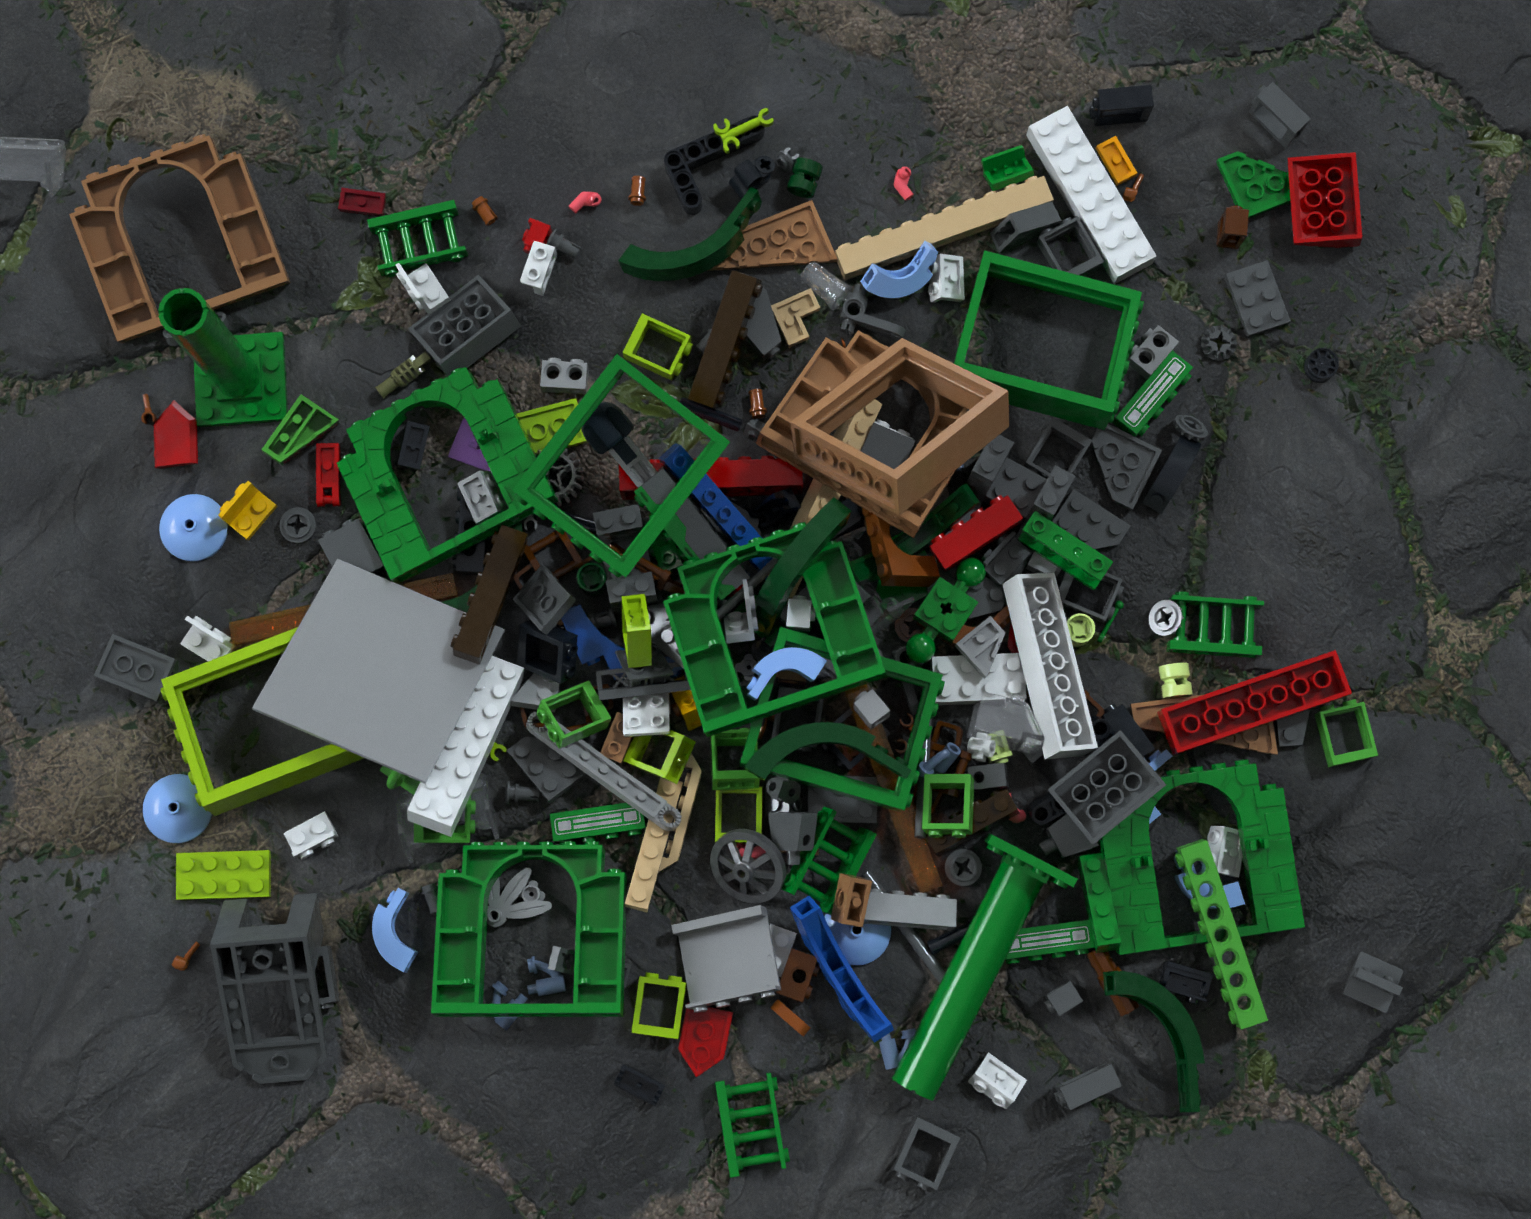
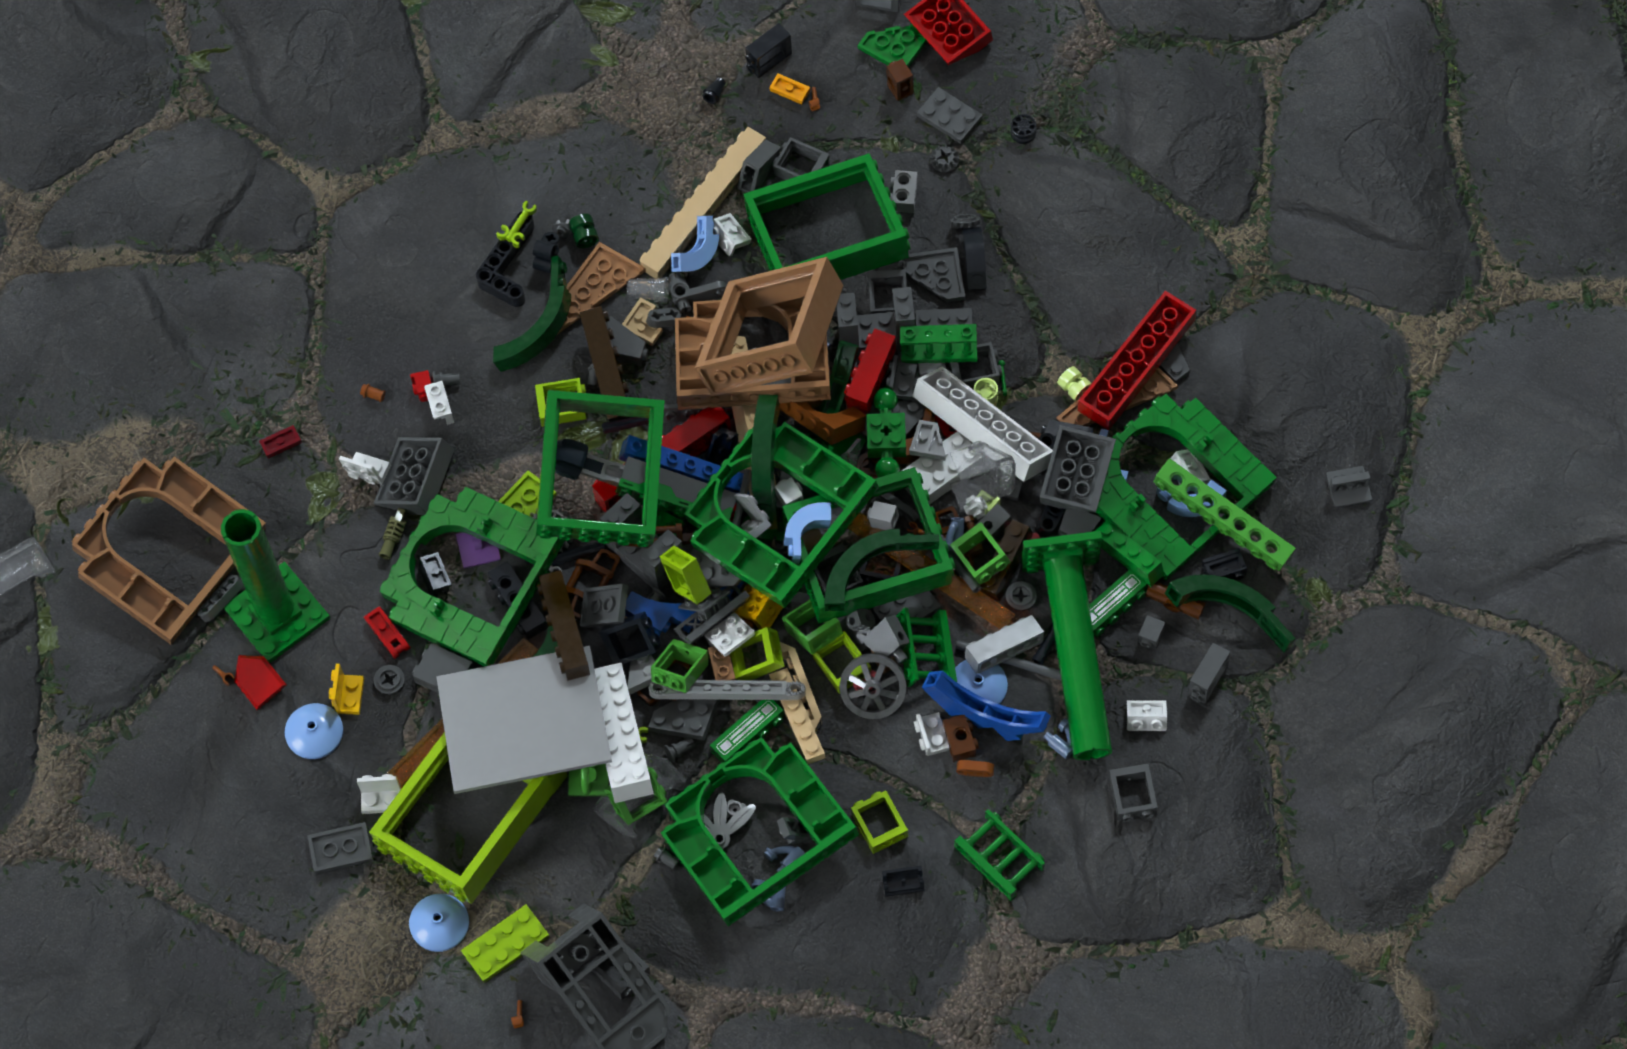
camera: 30 degrees left, 15 degrees down
(298, 430) = (345, 614): bright green wedge -> none
(311, 835) = (549, 875): white bracket -> none
(385, 936) = (657, 907): light blue arch -> none
(423, 217) = (331, 423): green fence -> none
(482, 496) = (509, 569): light grey bracket -> none
(563, 382) = (512, 466): light grey brick -> none
(585, 199) = (439, 341): coral arm -> none
(592, 579) = (628, 574): dark green wheel -> none
(637, 191) = (474, 316): dark orange pin -> none
(704, 1038) = (925, 821): red tile -> none
(728, 958) = (902, 755): light grey panel -> none
(757, 404) = (656, 393): dark orange pin -> none
(818, 325) = (662, 317): none -> dark grey beam
(851, 900) = (960, 658): medium nougat brick -> none
(901, 182) = (652, 193): coral arm -> none
(1006, 168) = (718, 139): green bracket -> none
(1039, 110) = (712, 93): none -> black cone
(1090, 194) = (787, 118): white brick -> none
(1153, 394) = (924, 216): green brick -> none
(1157, 616) = (1037, 341): light grey gear -> none
(1225, 646) = (1081, 350): green fence -> none
(1365, 730) = (1224, 333): bright green window -> none

